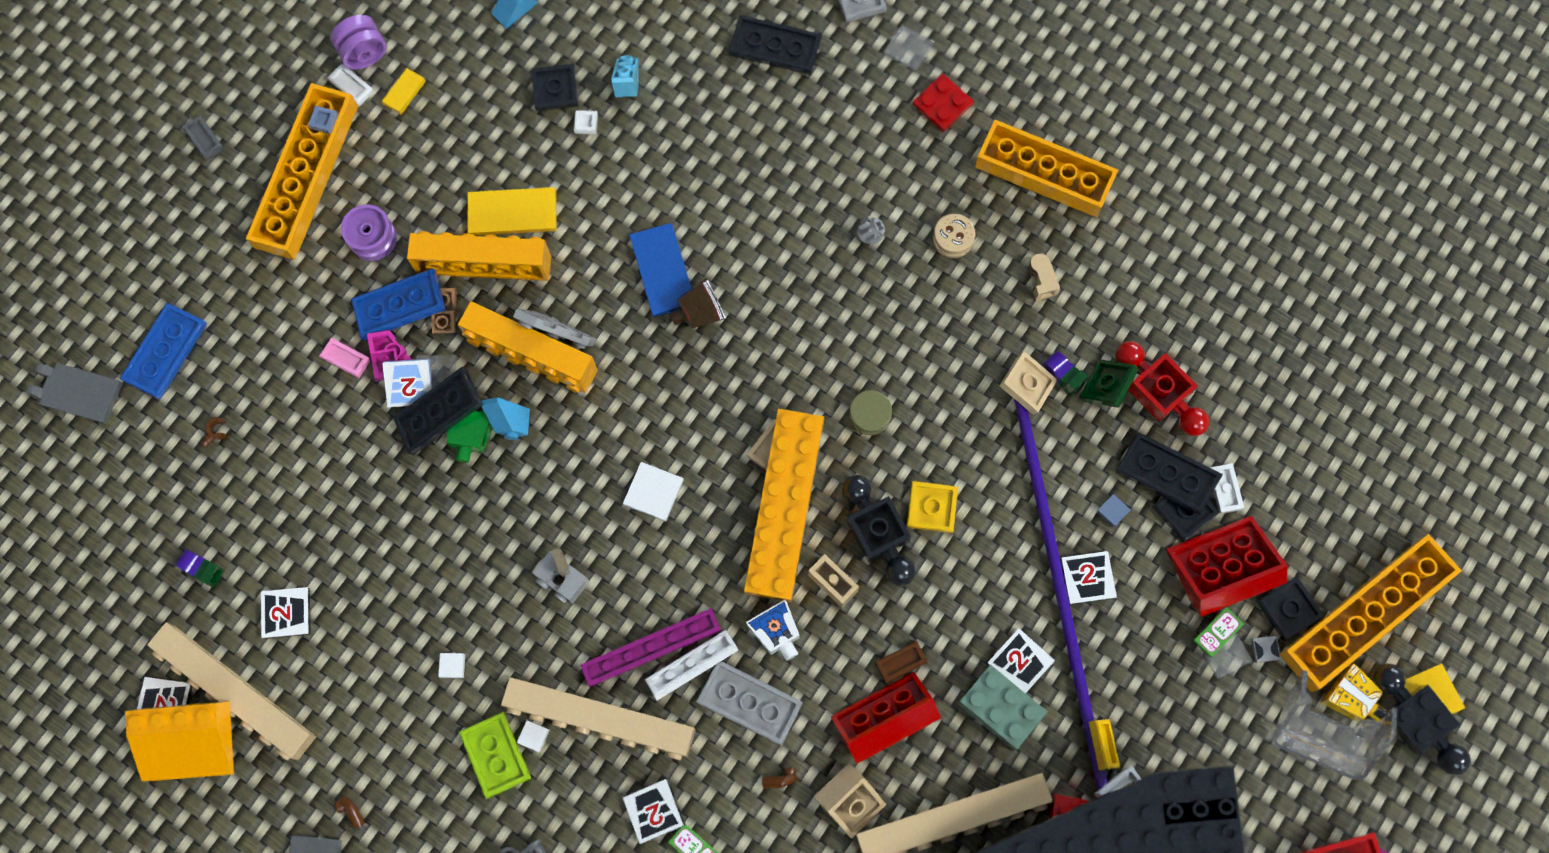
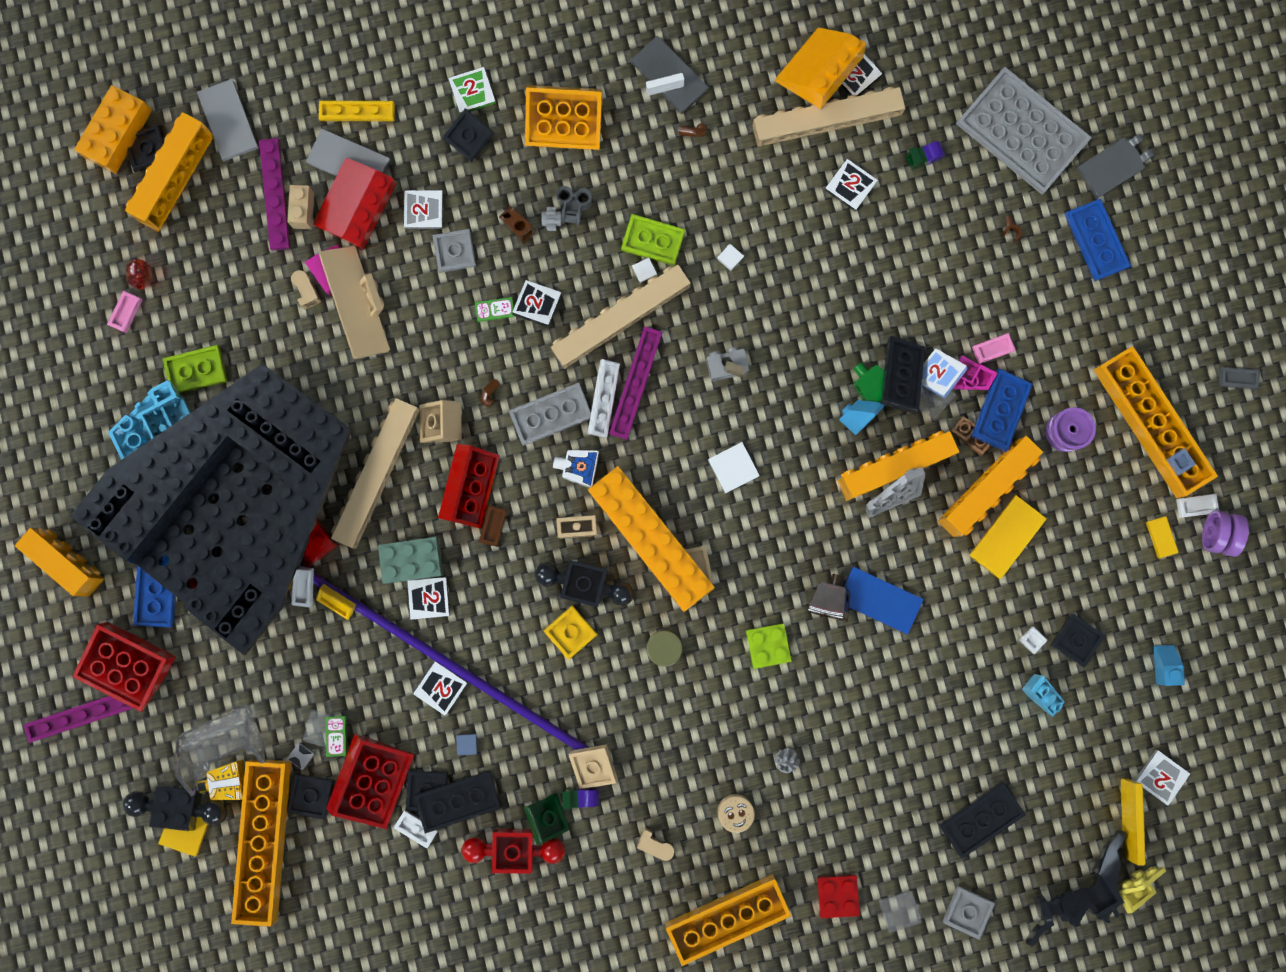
camera: 125 degrees right, 10 degrees up
(103, 499) = (1023, 130): none -> light grey plate
(787, 328) = (768, 646): none -> lime plate

